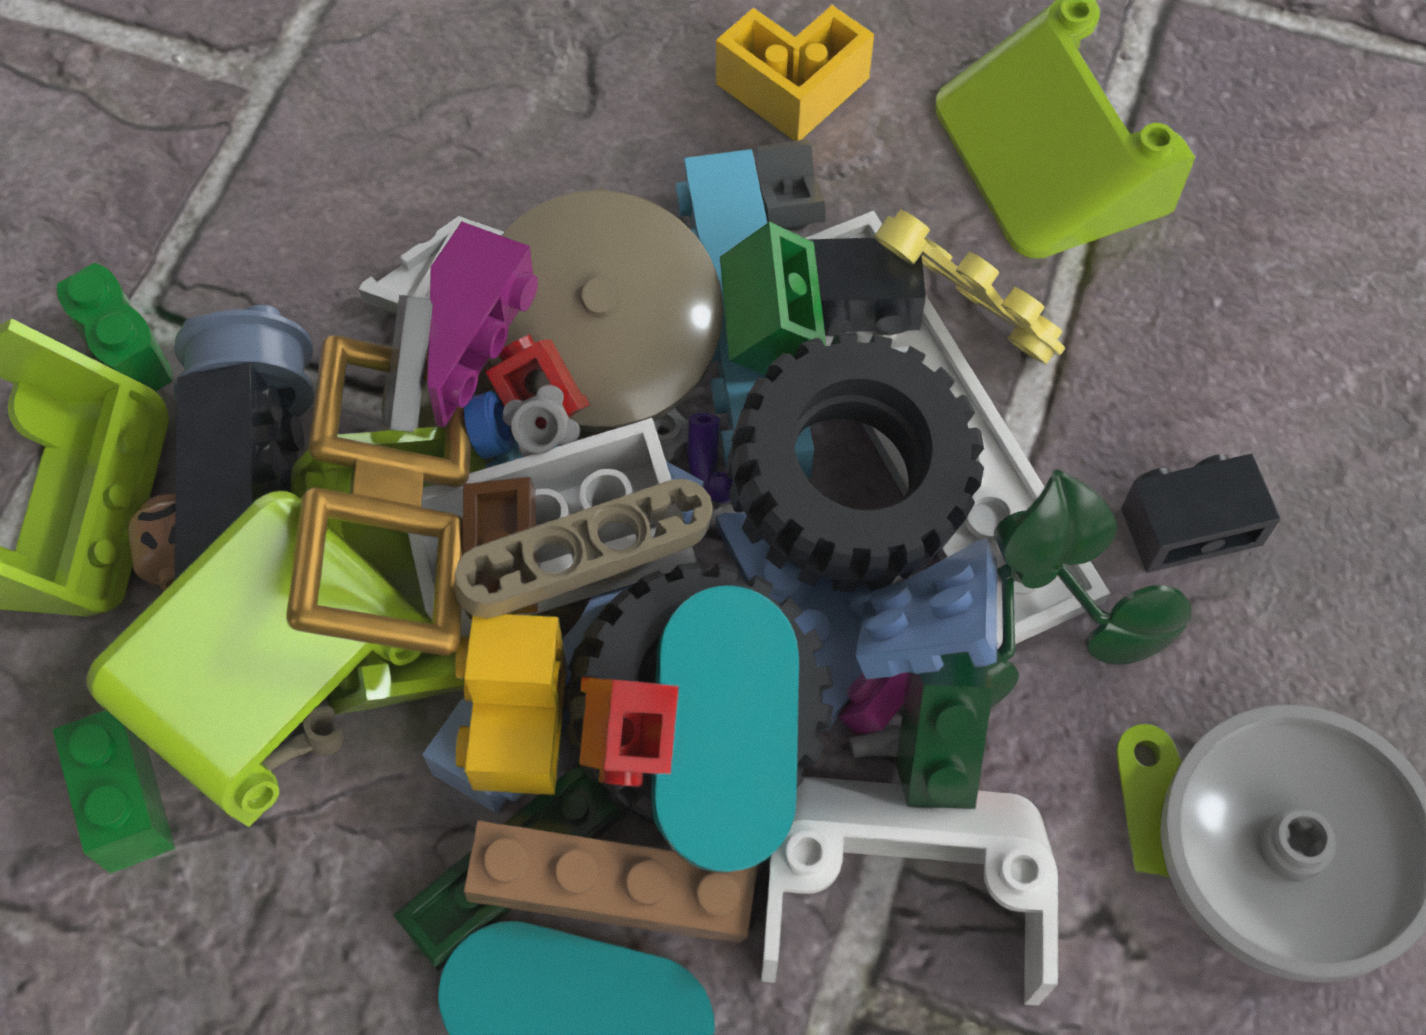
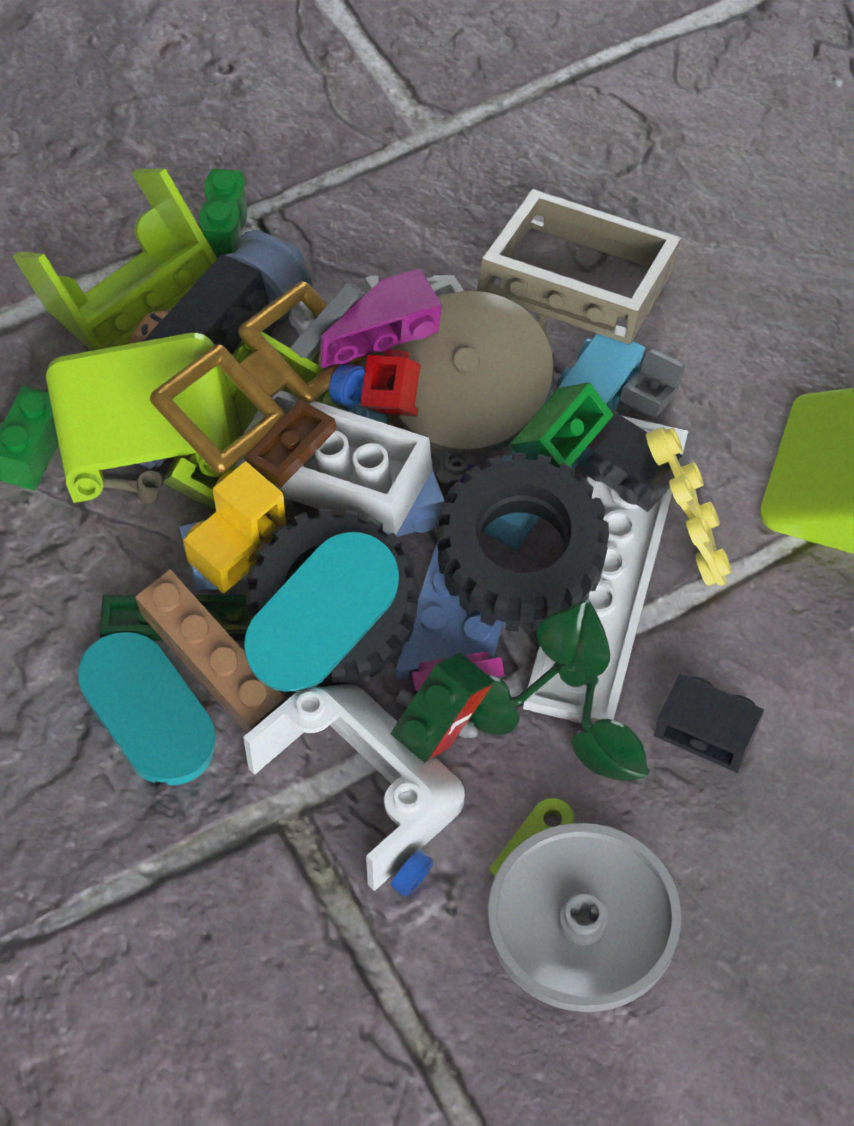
camera: 40 degrees right, 5 degrees down
(545, 404) = (361, 395): light grey plate -> none
(580, 538) = (329, 463): dark tan beam -> none
(609, 154) = (568, 298): none -> dark tan window
(644, 717) = (285, 568): red brick -> none
(791, 77) = (720, 328): yellow brick -> none
(933, 615) = (481, 644): medium blue wing -> none
(1076, 950) = (412, 873): none -> blue tile

